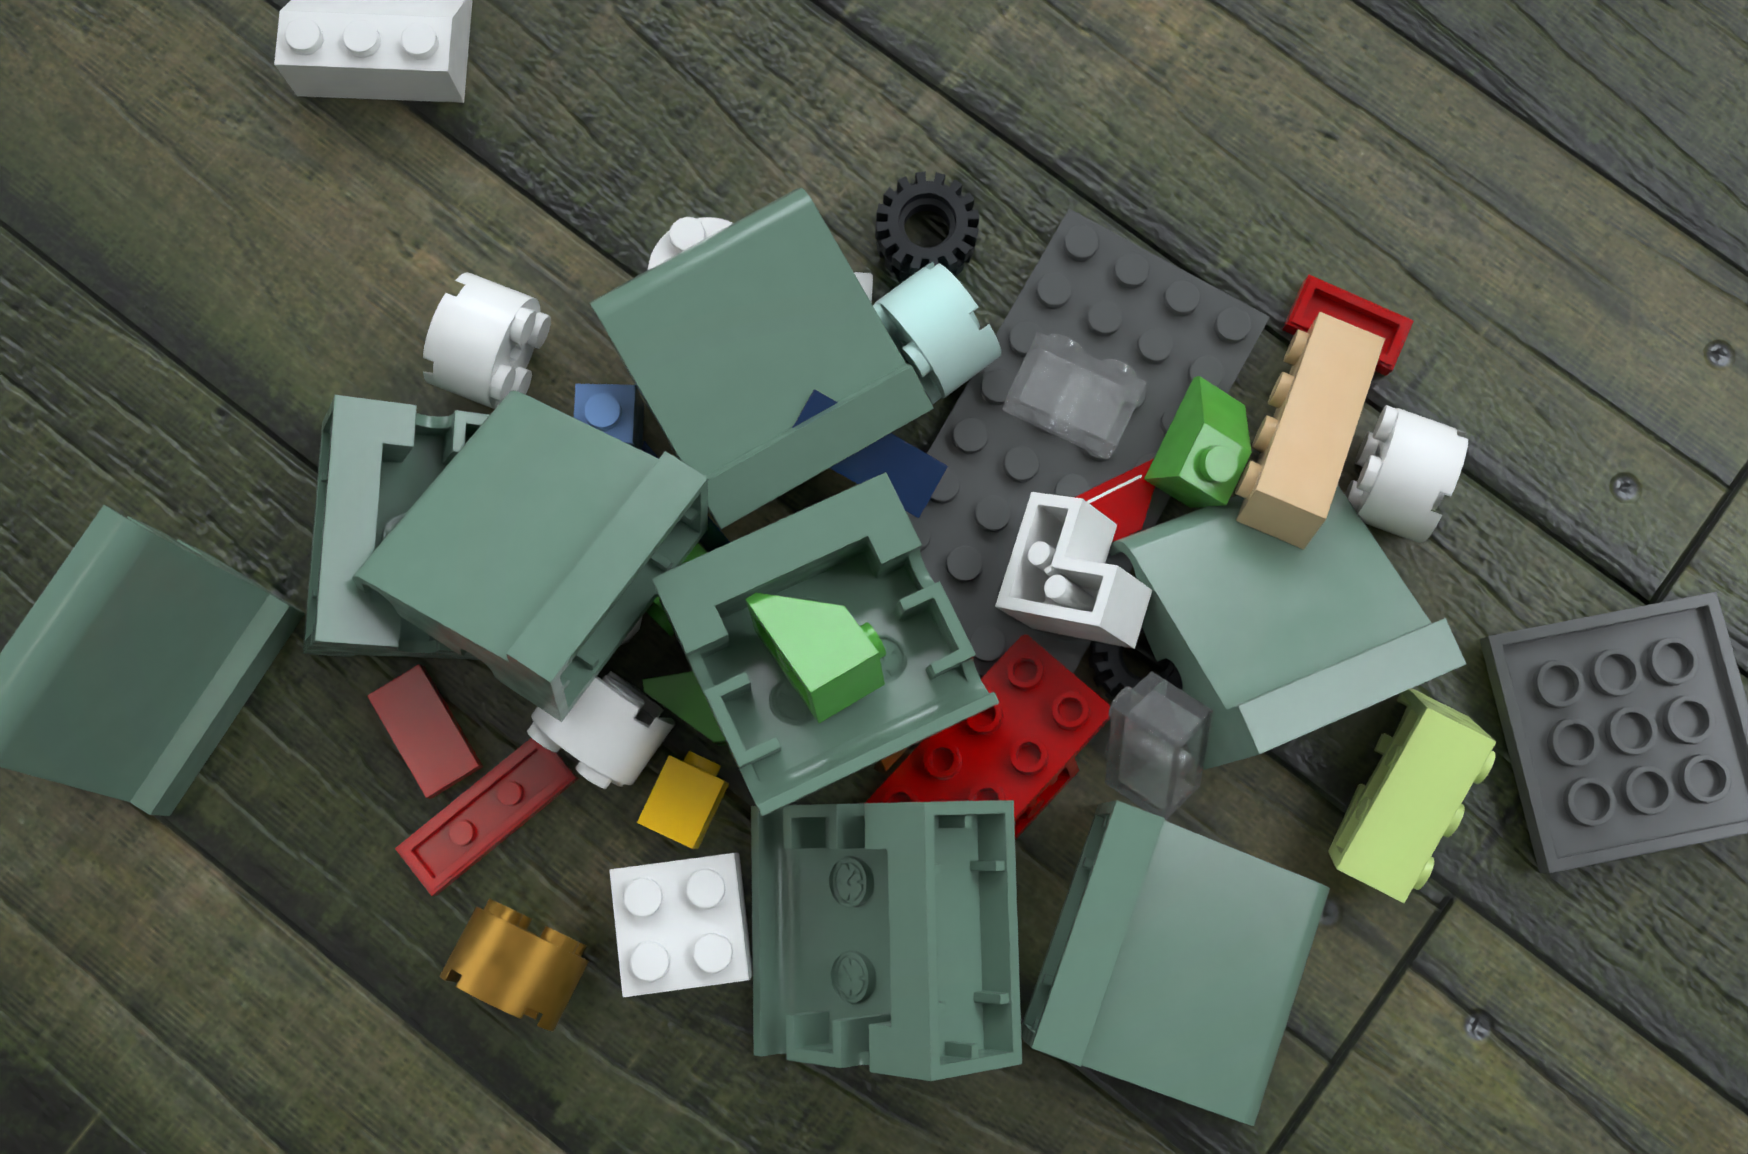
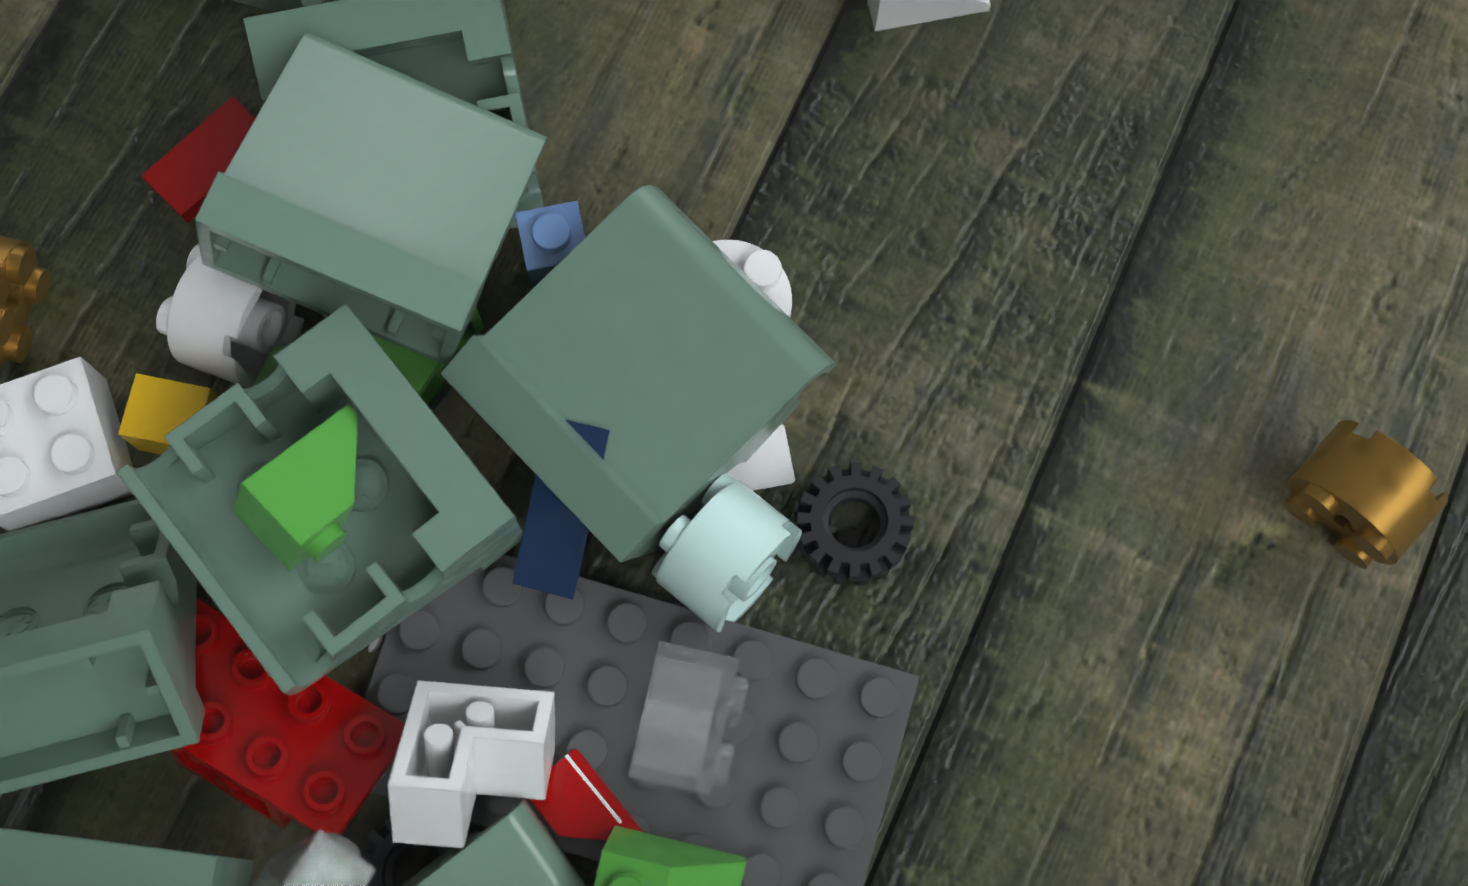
camera: 80 degrees right, 5 degrees down
(484, 340) = (605, 105): white brick -> none
(485, 815) = (124, 228): red tile -> none

